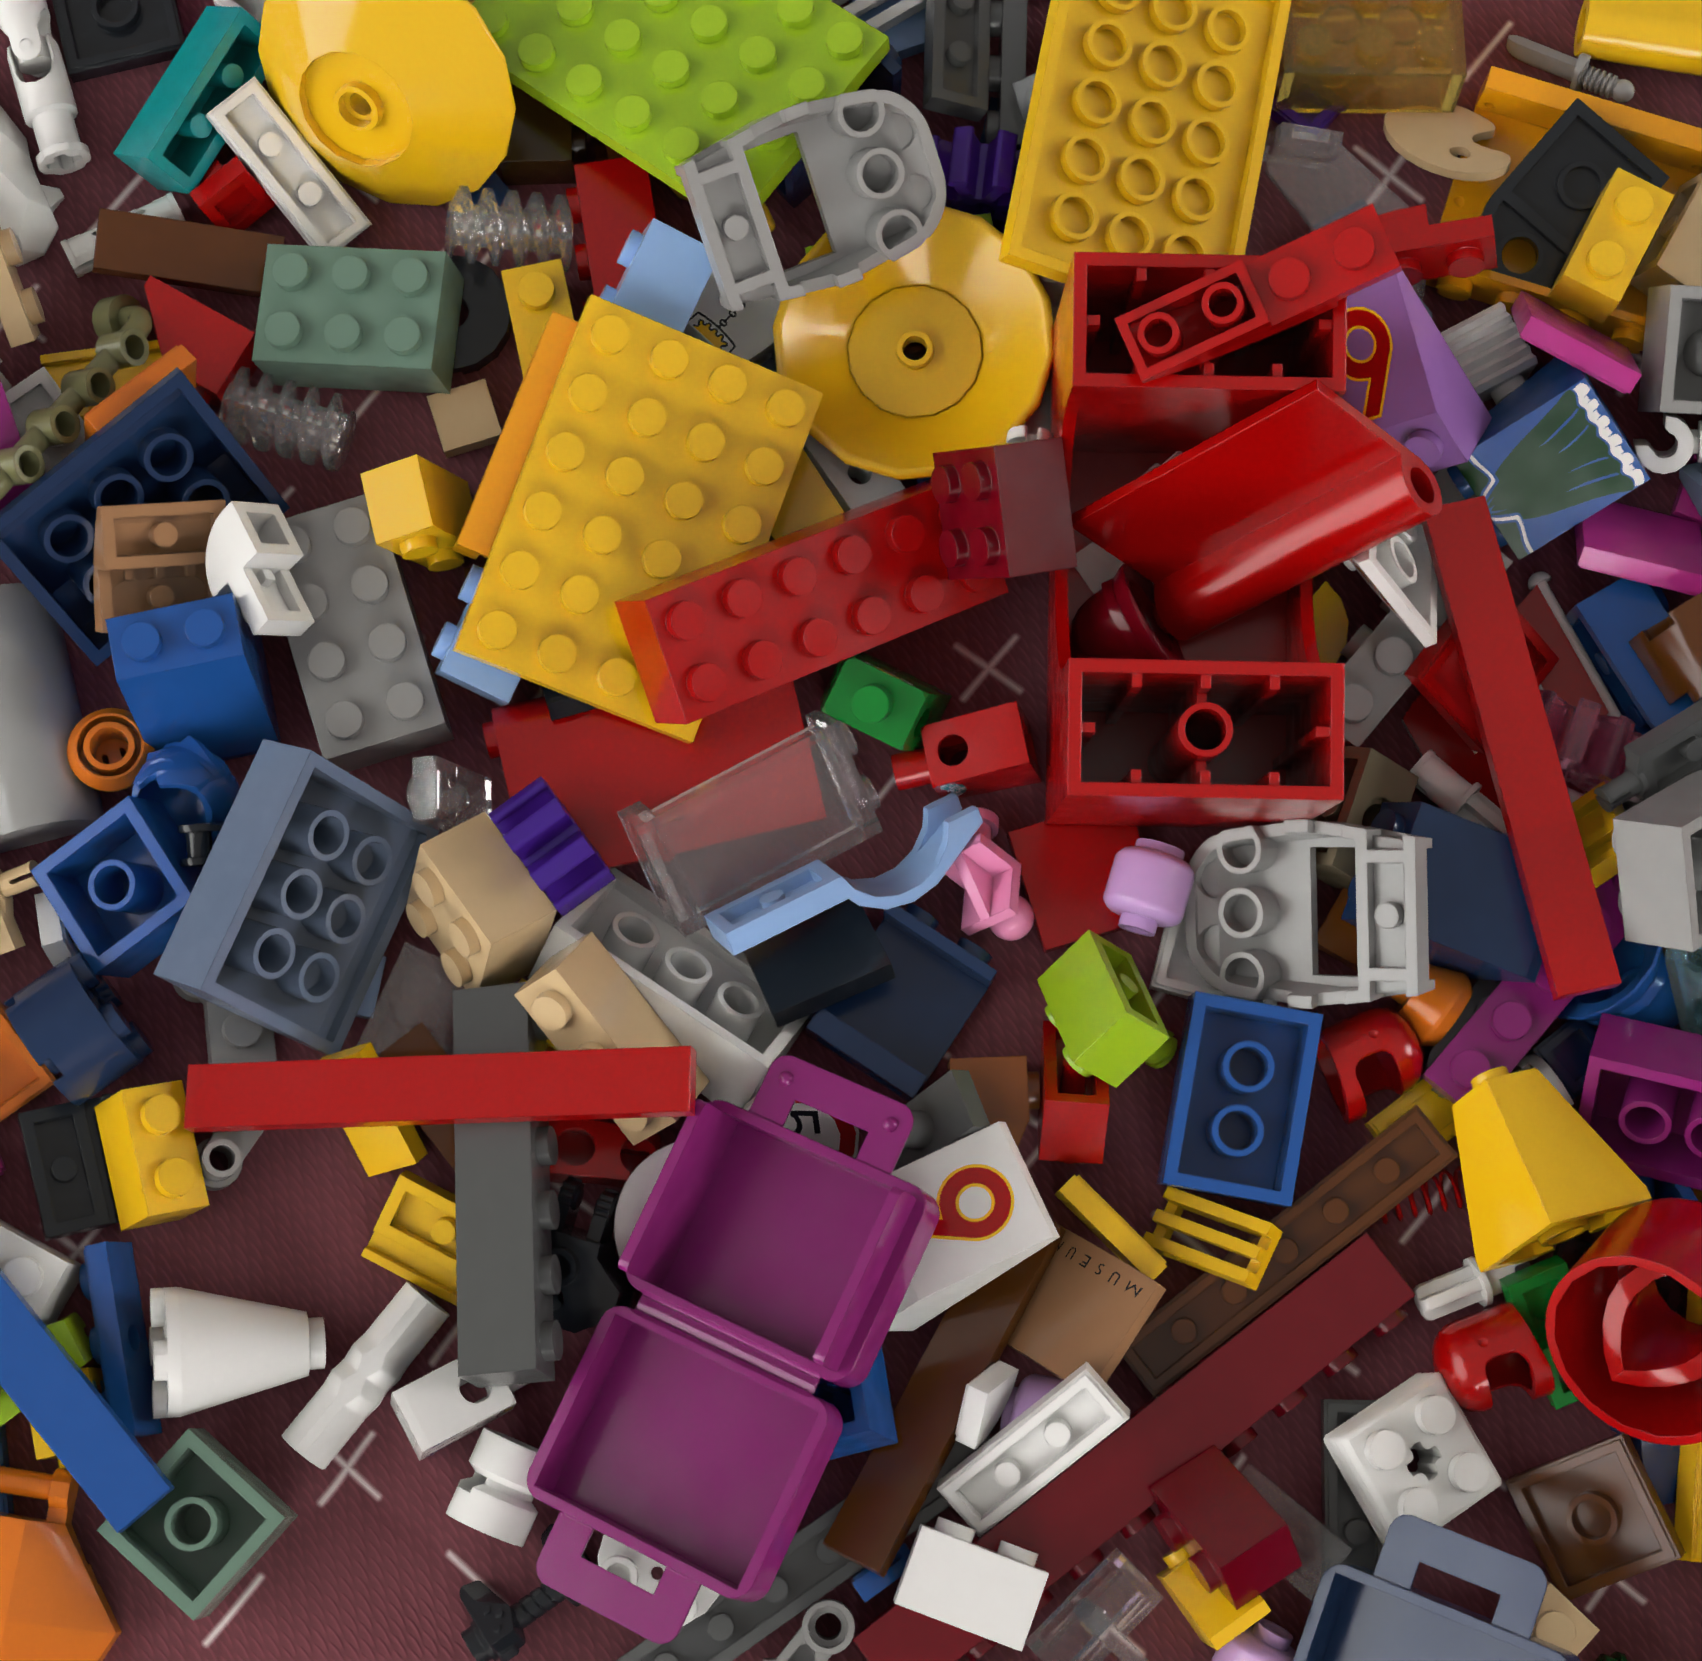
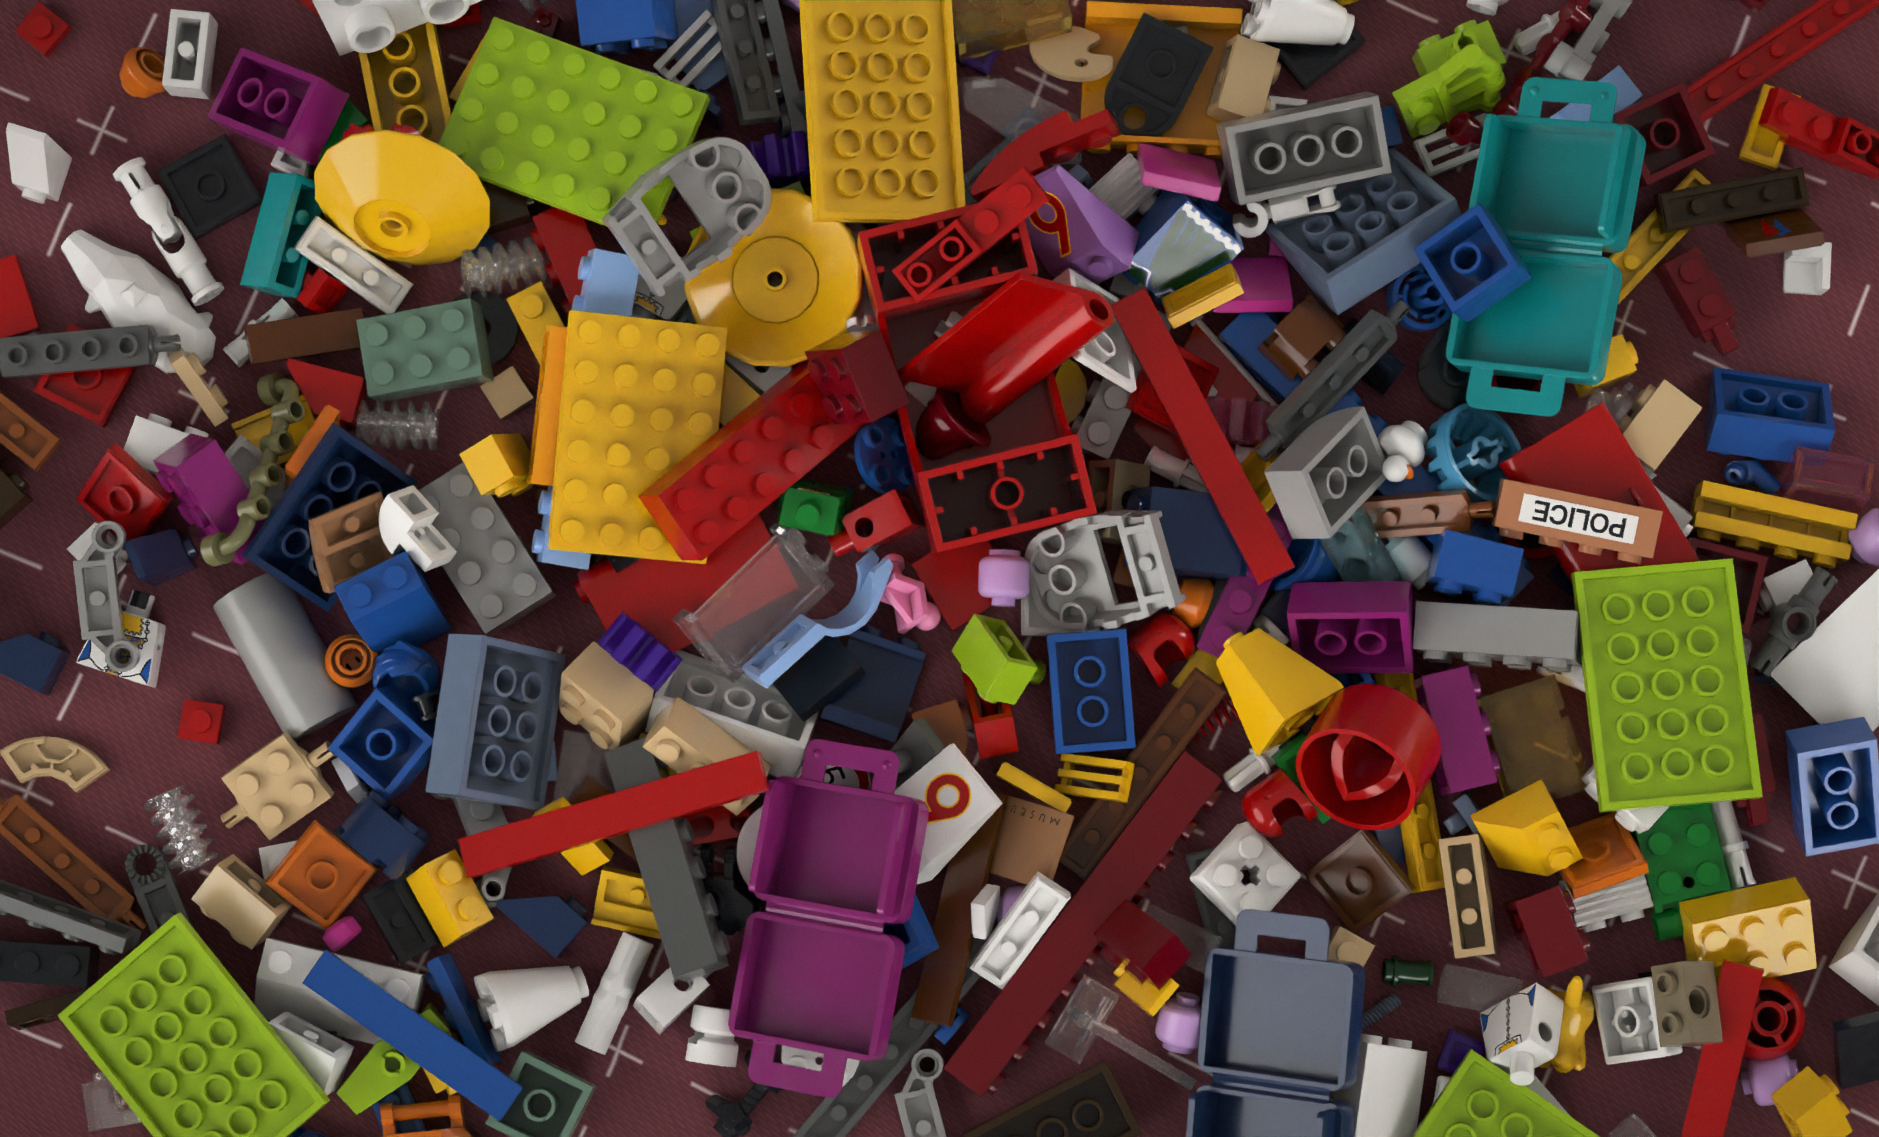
camera: 15 degrees left, 5 degrees up
(294, 1232) = (548, 920): none -> dark blue slope
(446, 793) = (566, 635): clear hinge -> none
(971, 1584) = (1003, 1017): white brick -> none
(1009, 653) = (883, 456): none -> blue plate
(1568, 534) = (1202, 295): none -> yellow tile
(1611, 245) = (1186, 105): yellow brick -> none

